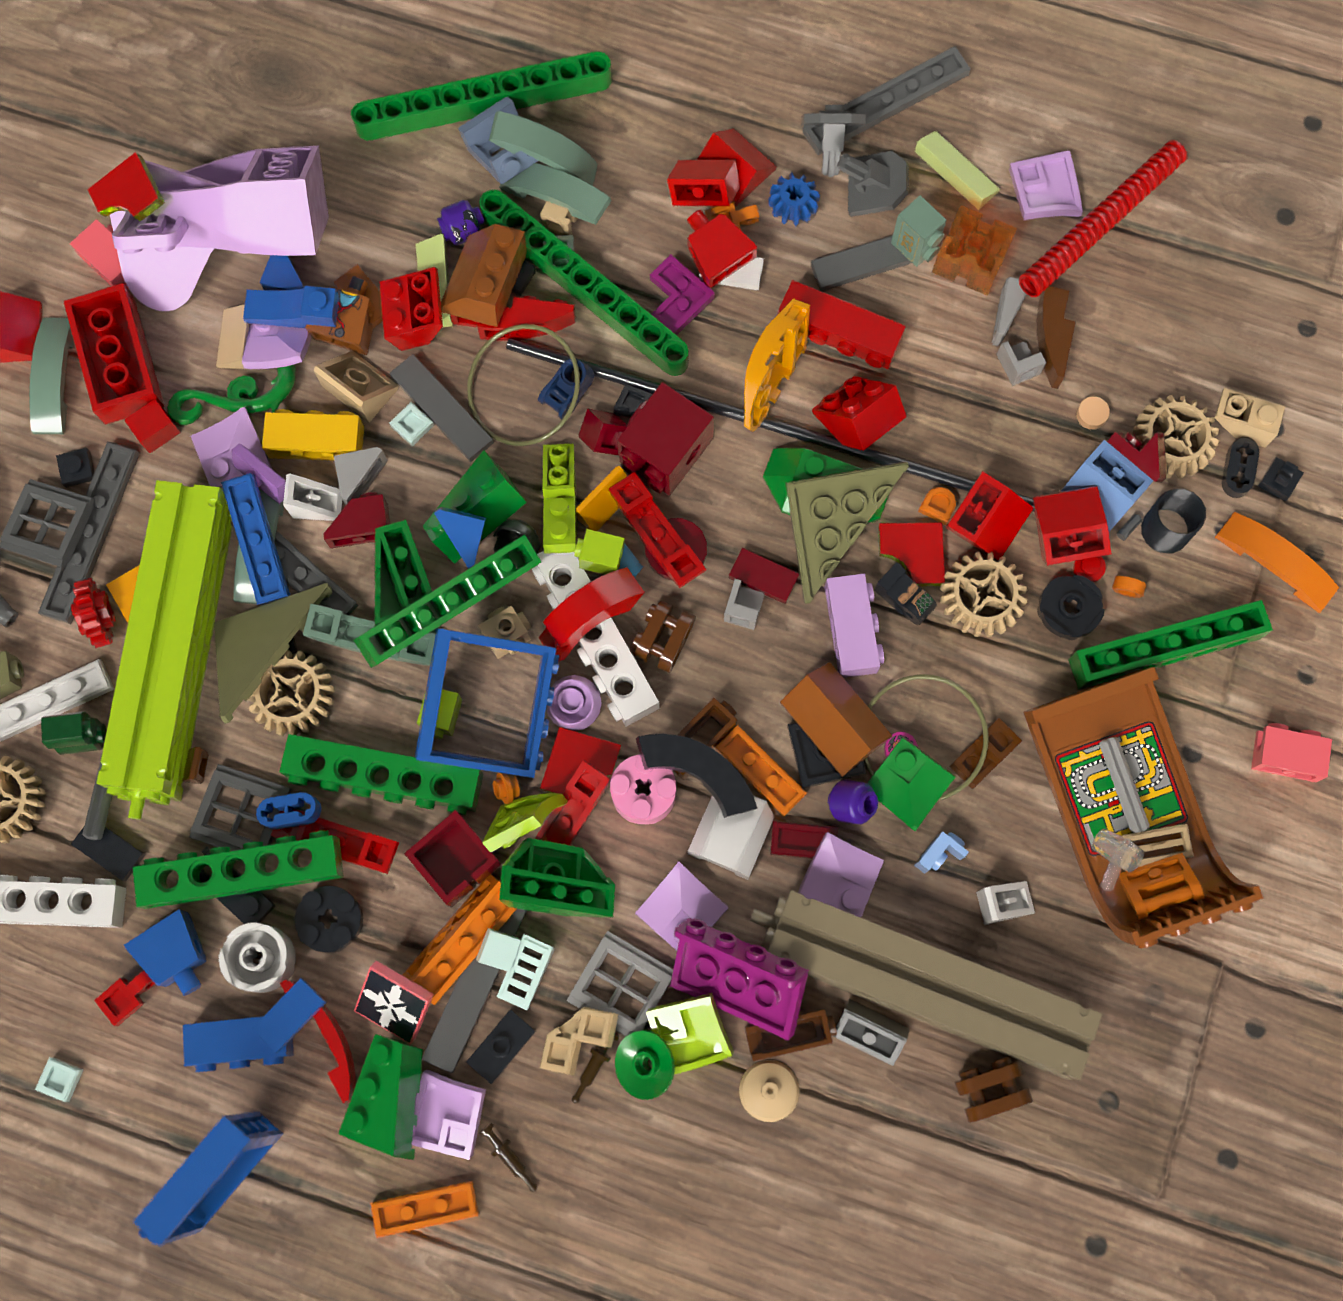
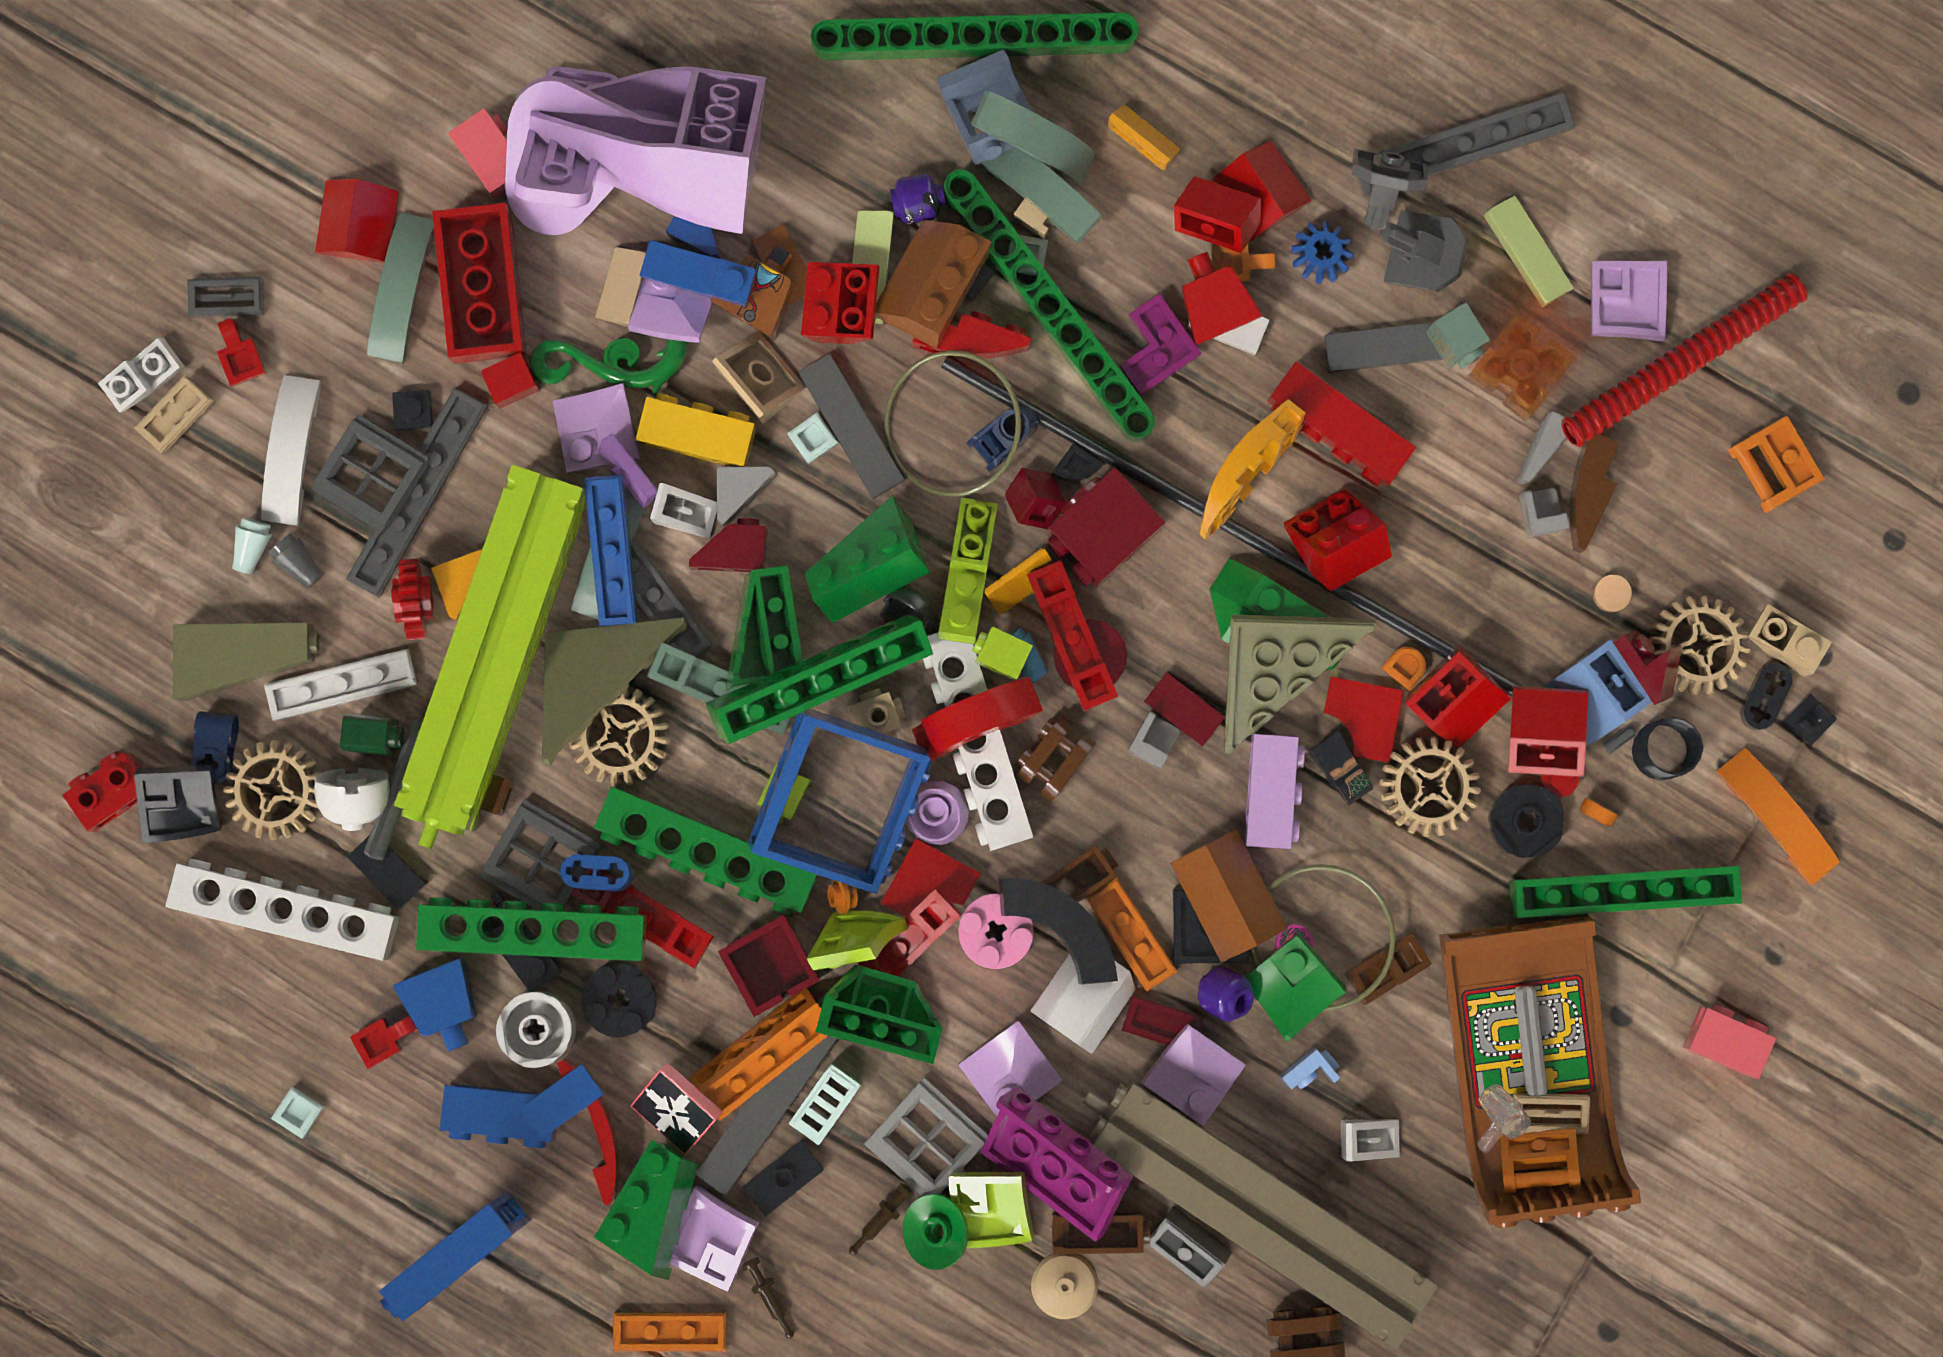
camera: 10 degrees right, 10 degrees up
(65, 790) = (352, 797): none -> white cylinder
(127, 189) = (539, 114): red tile -> none
(464, 532) = (852, 599): blue slope -> none
(498, 949) = (801, 1075): light aqua tile -> none
(564, 1042) = (853, 1188): tan tile -> none
(631, 146) = (1143, 137): none -> light orange slope
(1204, 279) = (1785, 456): none -> orange plate

